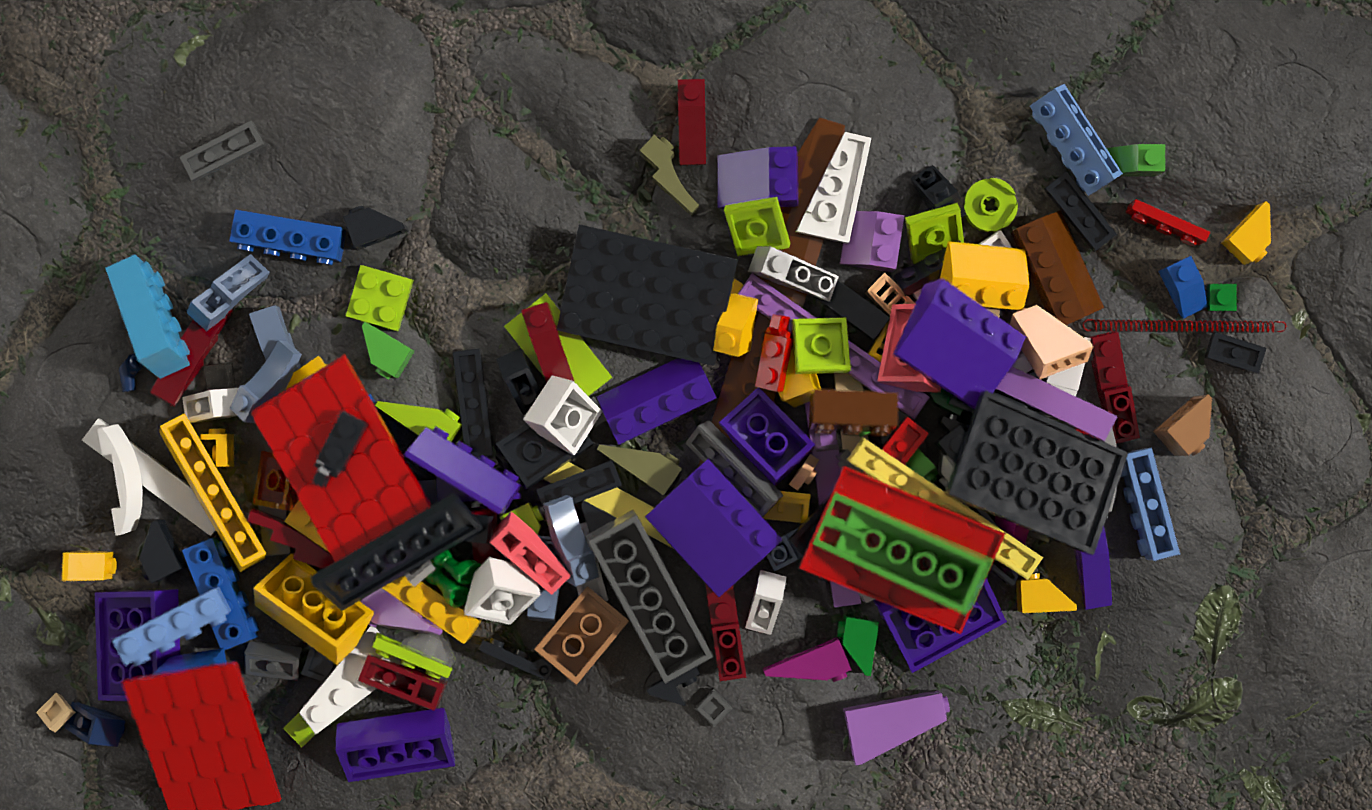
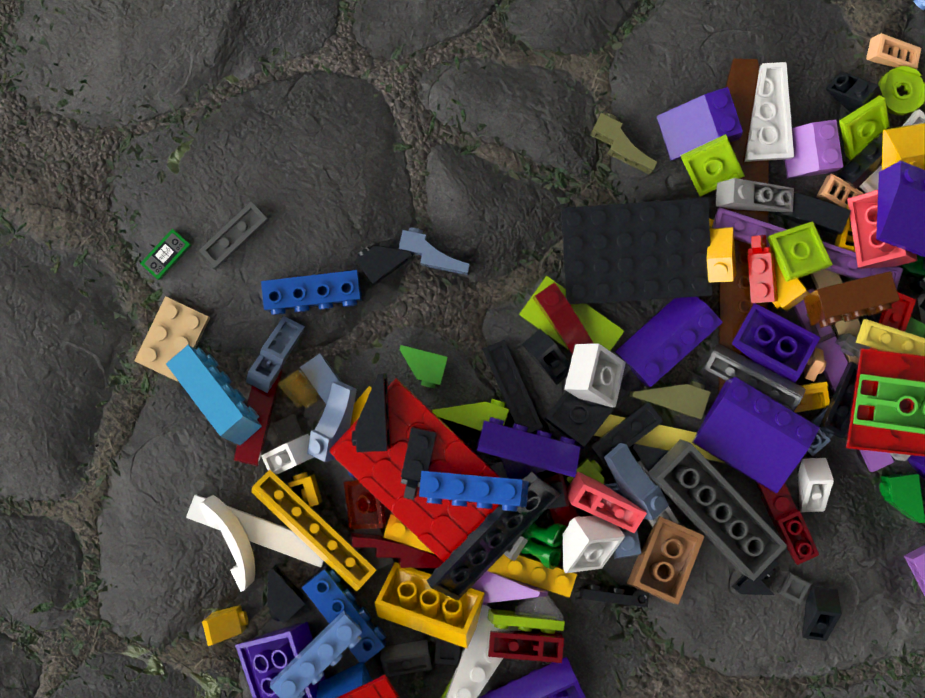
camera: 15 degrees left, 0 degrees up
(124, 234) = (170, 333): none -> tan plate
(128, 371) = (208, 446): dark blue arm -> none
(143, 151) = (165, 254): none -> tile
(241, 337) = (299, 389): none -> clear yellow slope
(304, 393) = (373, 425): none -> black slope
(379, 298) = (404, 321): lime plate -> none
(387, 493) = (472, 488): none -> blue brick
(417, 218) = (416, 244): none -> sand blue slope
(692, 122) = (627, 92): dark red slope -> none
(731, 742) = (821, 613): none -> black slope
(817, 663) = (873, 523): magenta slope -> none
(981, 163) = (880, 46): none -> light nougat slope

